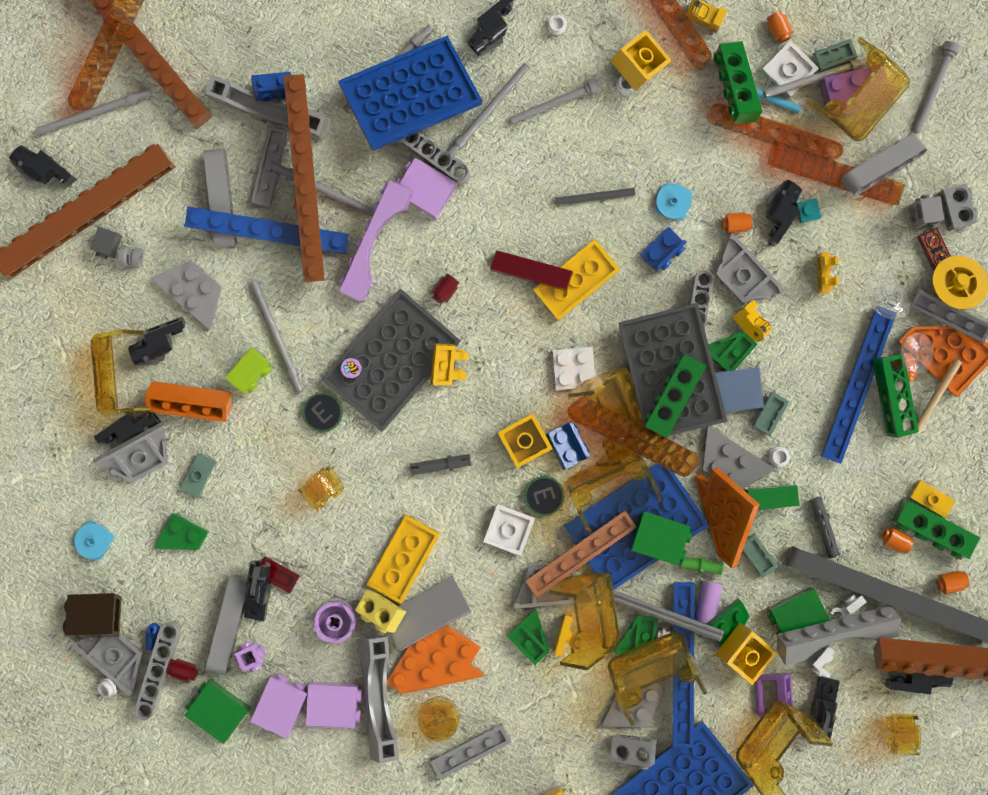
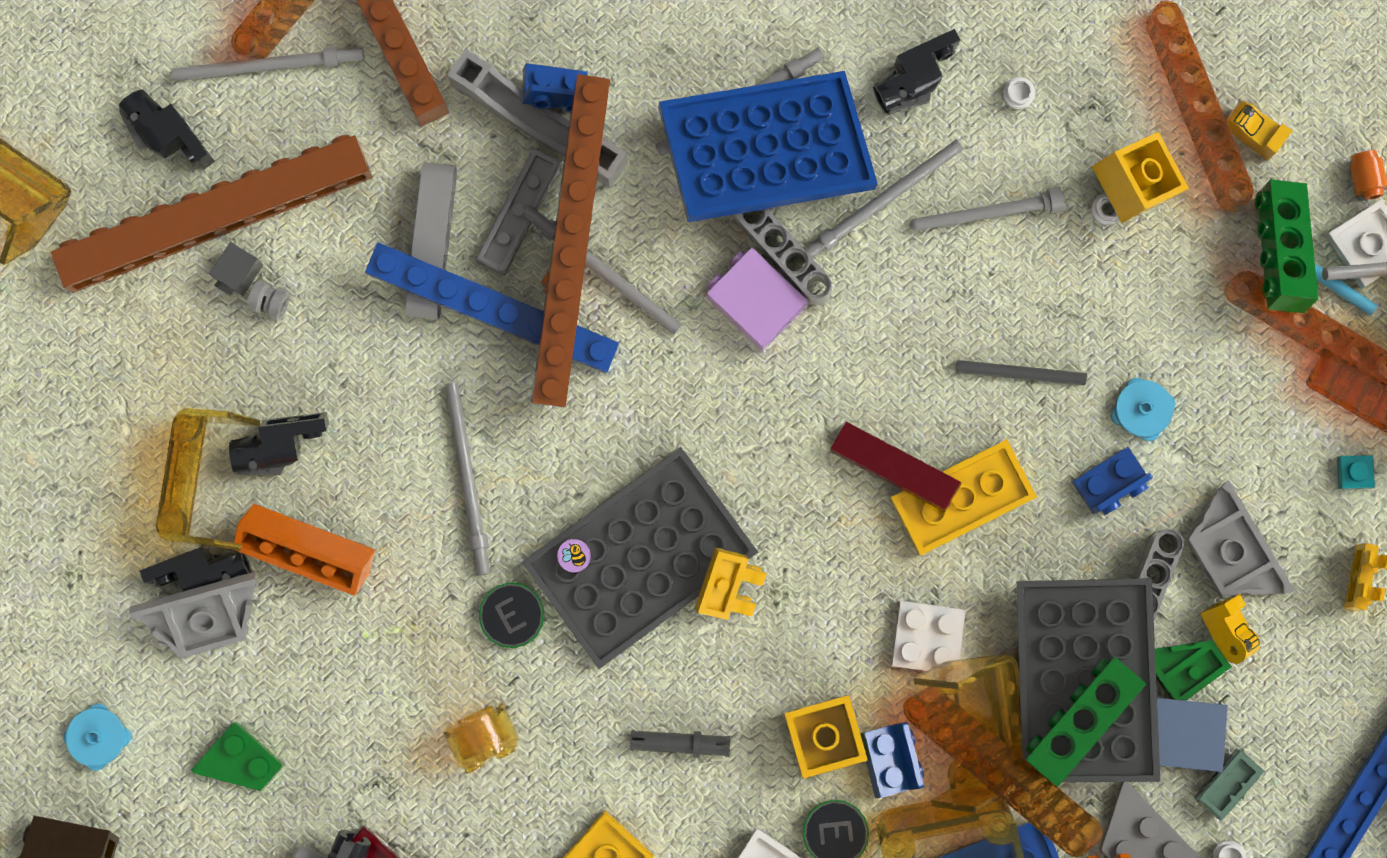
camera: 10 degrees right, 5 degrees down
(192, 290) = (351, 374): light grey wing -> none
(198, 475) = (290, 670): sand green plate -> none
(249, 371) = (411, 523): lime brick -> none
(359, 279) = (619, 415): lavender arch -> none
(444, 289) = (751, 464): dark red brick -> none
(737, 222) = (1238, 465): orange brick -> none
(782, 209) = (1315, 461): black plate -> none

